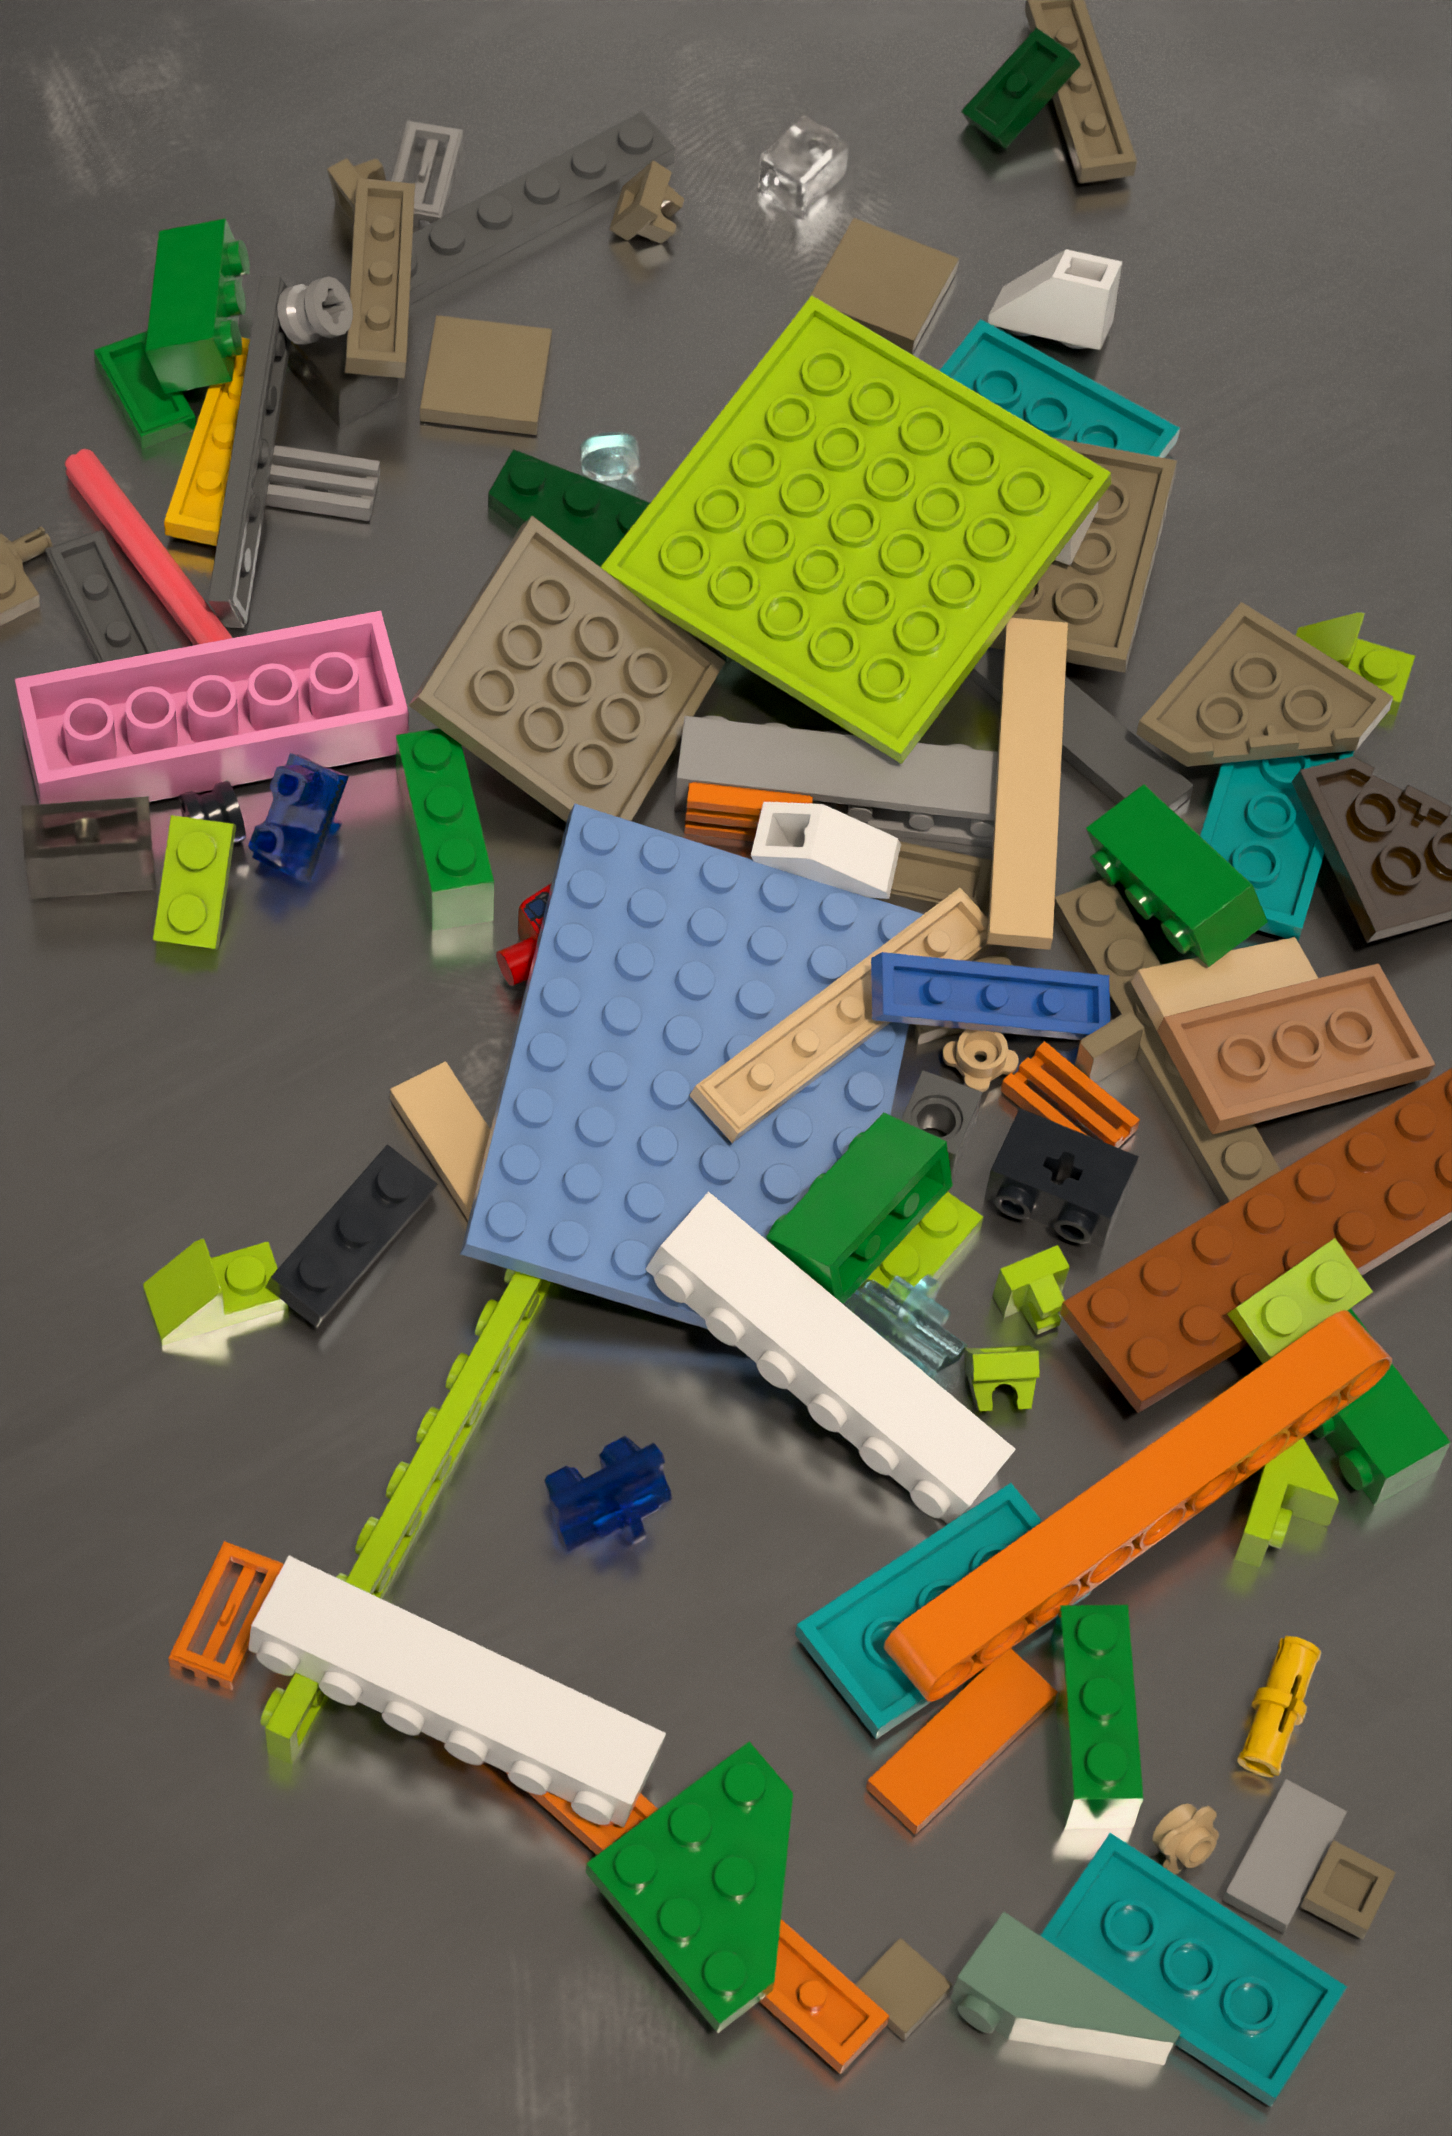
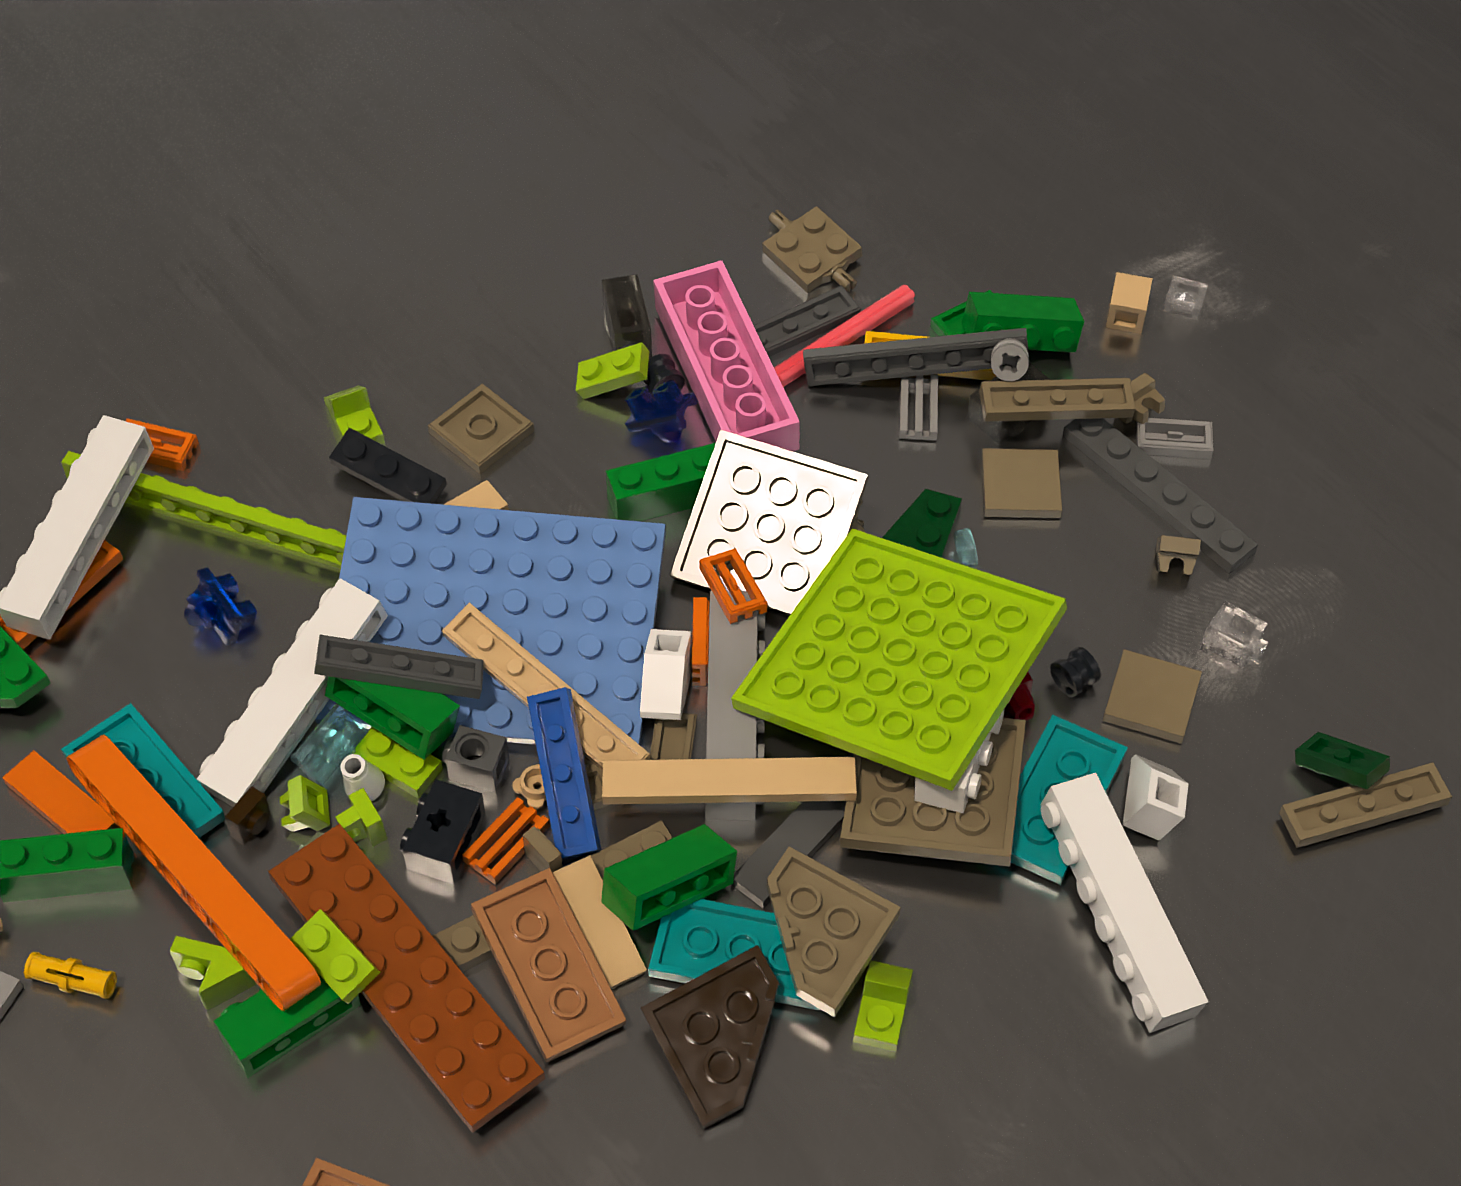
camera: 90 degrees right, 5 degrees down
(158, 104) = (1185, 297): none -> clear plate
(159, 173) = (1129, 303): none -> tan brick
(267, 1099) = (481, 428): none -> dark tan tile
(682, 748) = (743, 607): none -> orange tile
(823, 1181) = (399, 666): none -> dark grey tile
(968, 1284) = (361, 774): none -> white cone
(1033, 1451) = (248, 815): none -> dark brown plate
(1227, 361) = (1122, 903): none -> white brick

